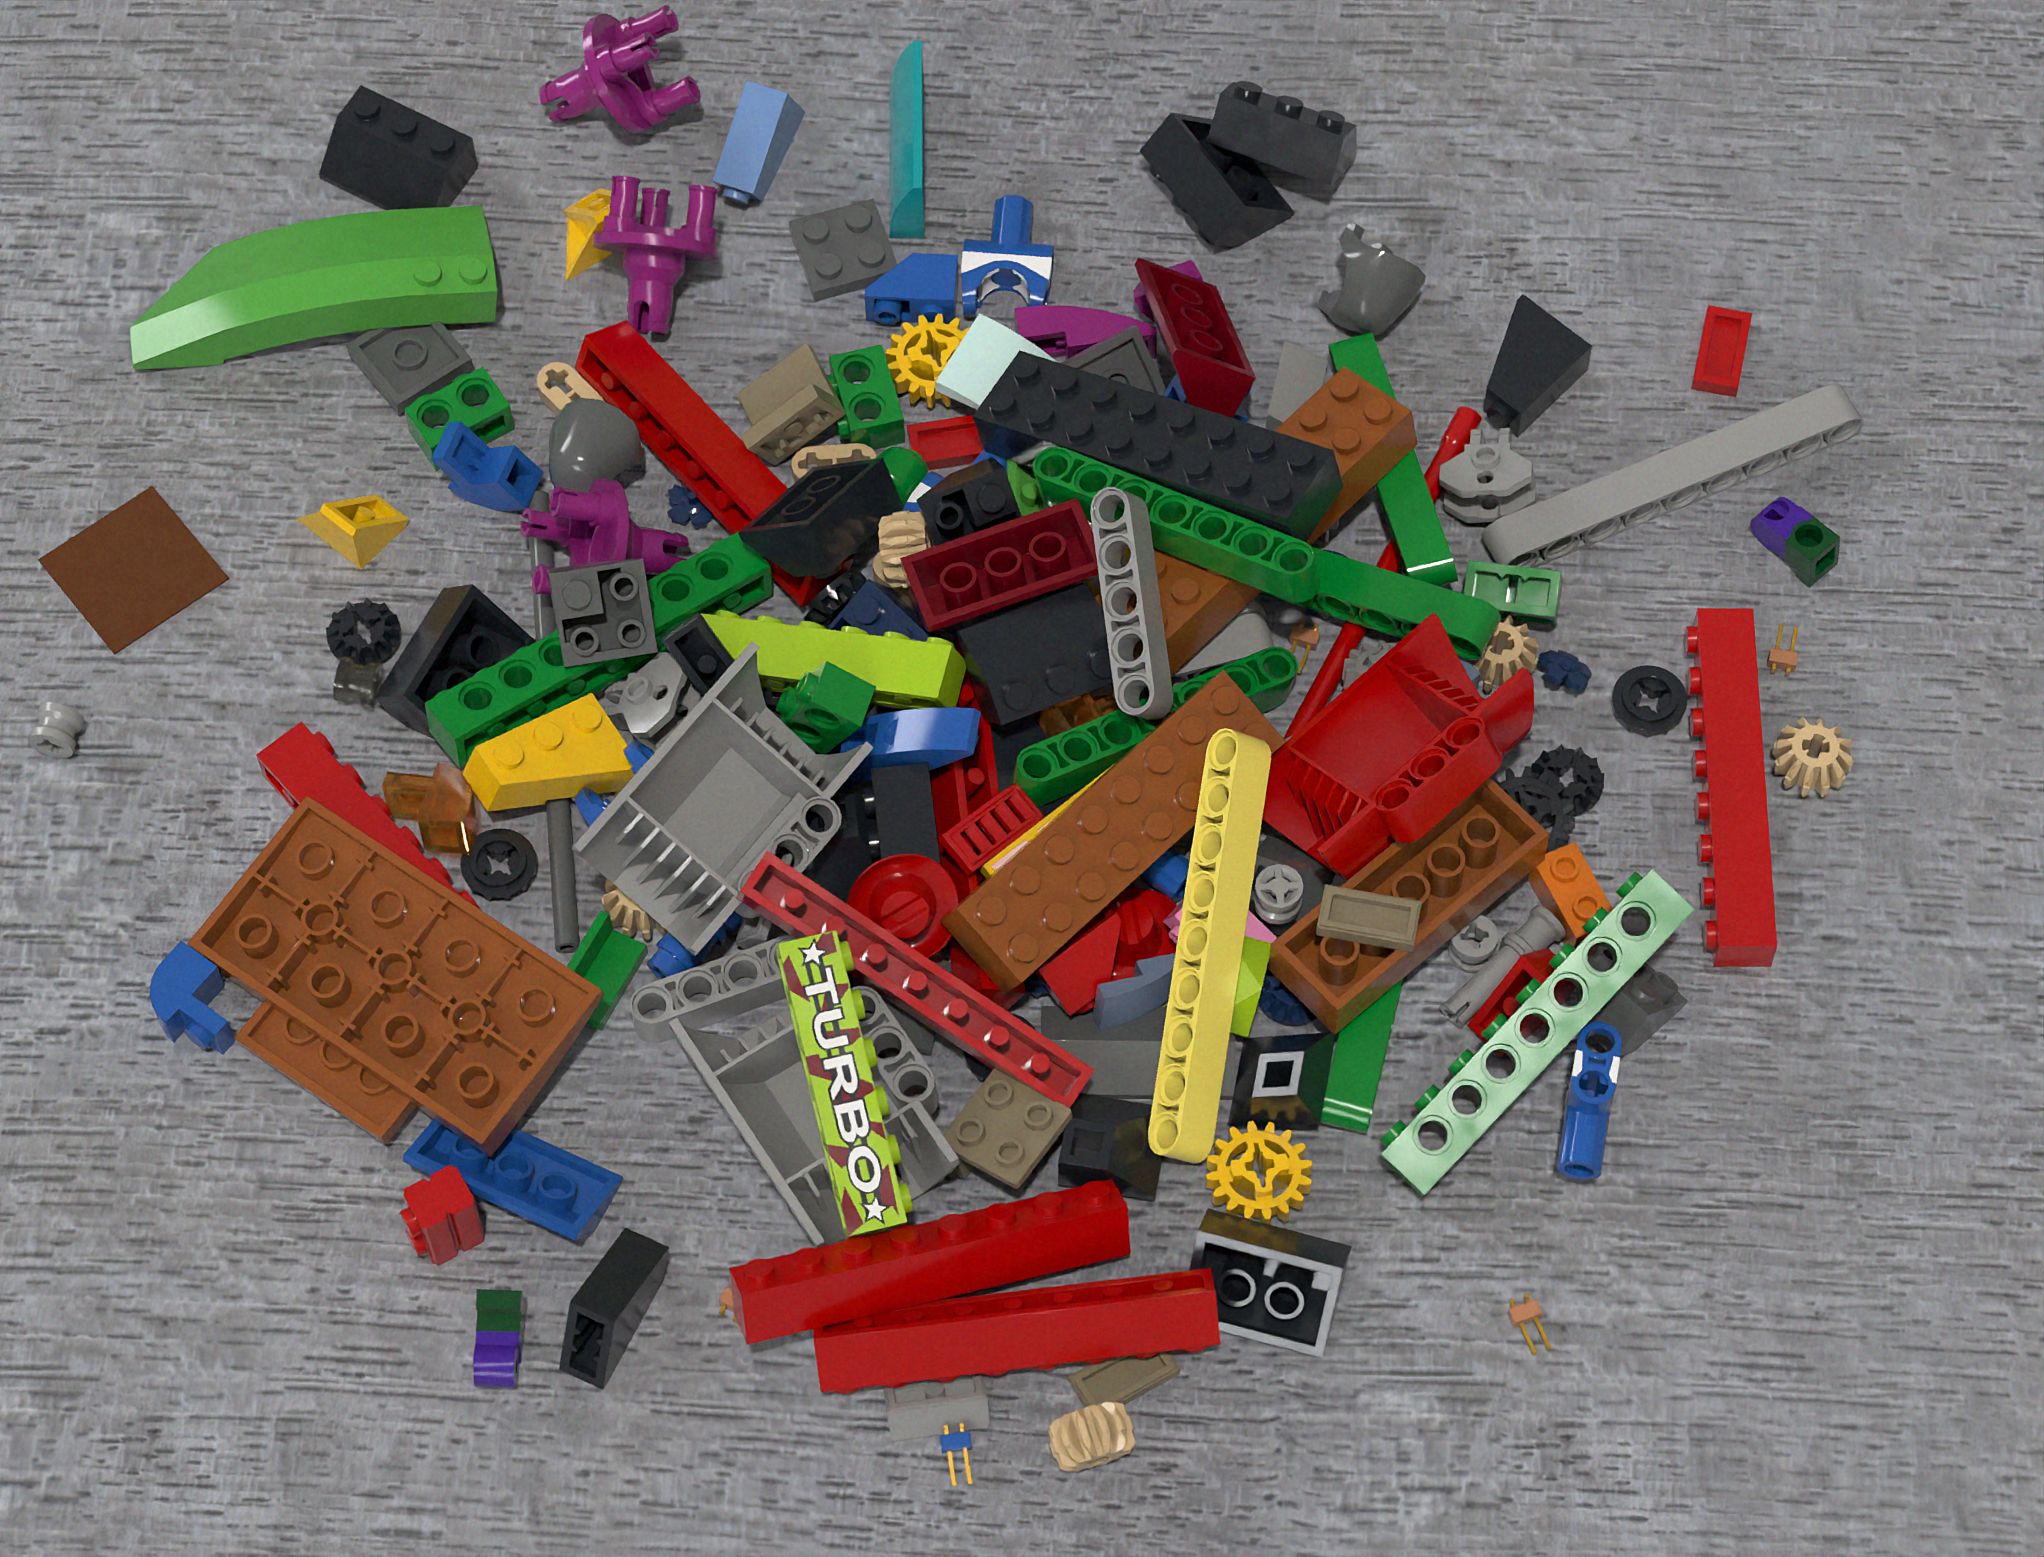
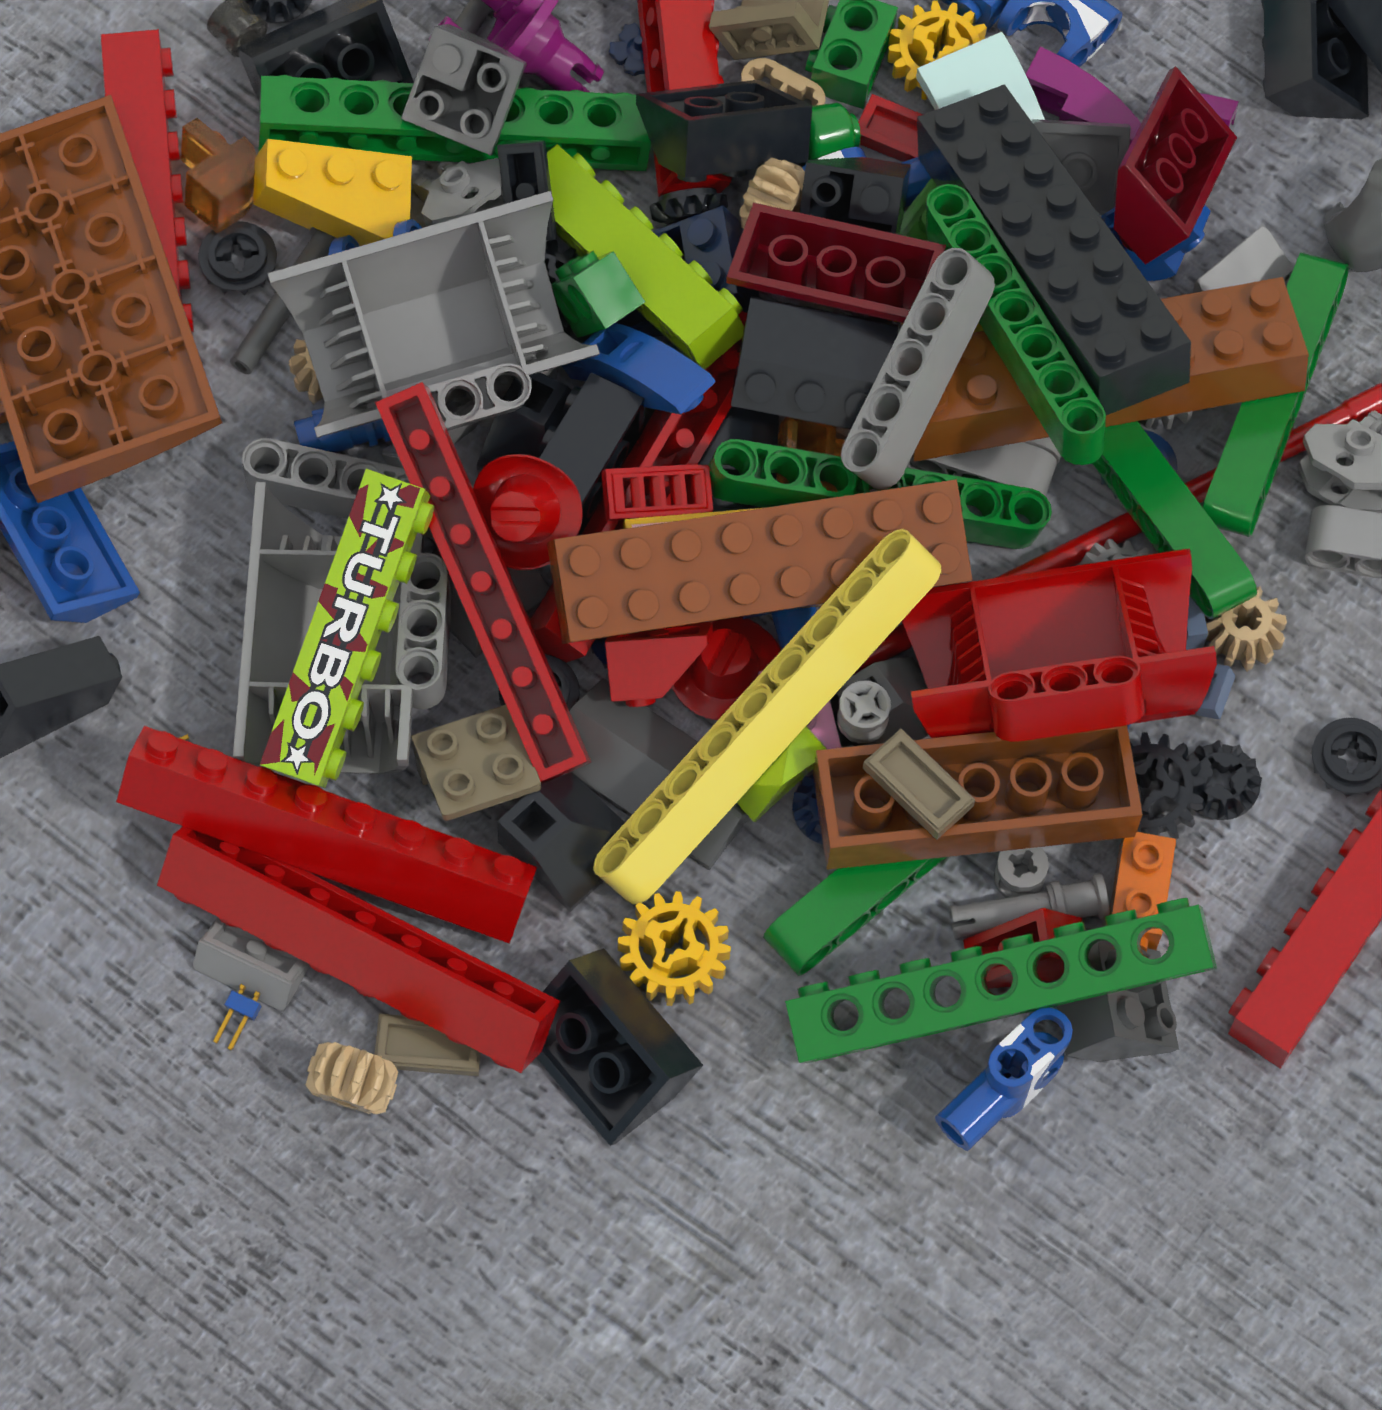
camera: 30 degrees right, 5 degrees up
(609, 963) = (254, 402): green panel -> none
(1134, 996) = (677, 720): sand blue slope -> none
(1282, 1079) = (756, 879): black slope -> none
(1304, 638) = (1082, 502): nougat piece -> none
(1516, 590) = (1296, 580): green brick -> none
(1525, 1314) = (816, 1228): piece -> none
(1565, 667) = (1295, 680): dark blue plant -> none

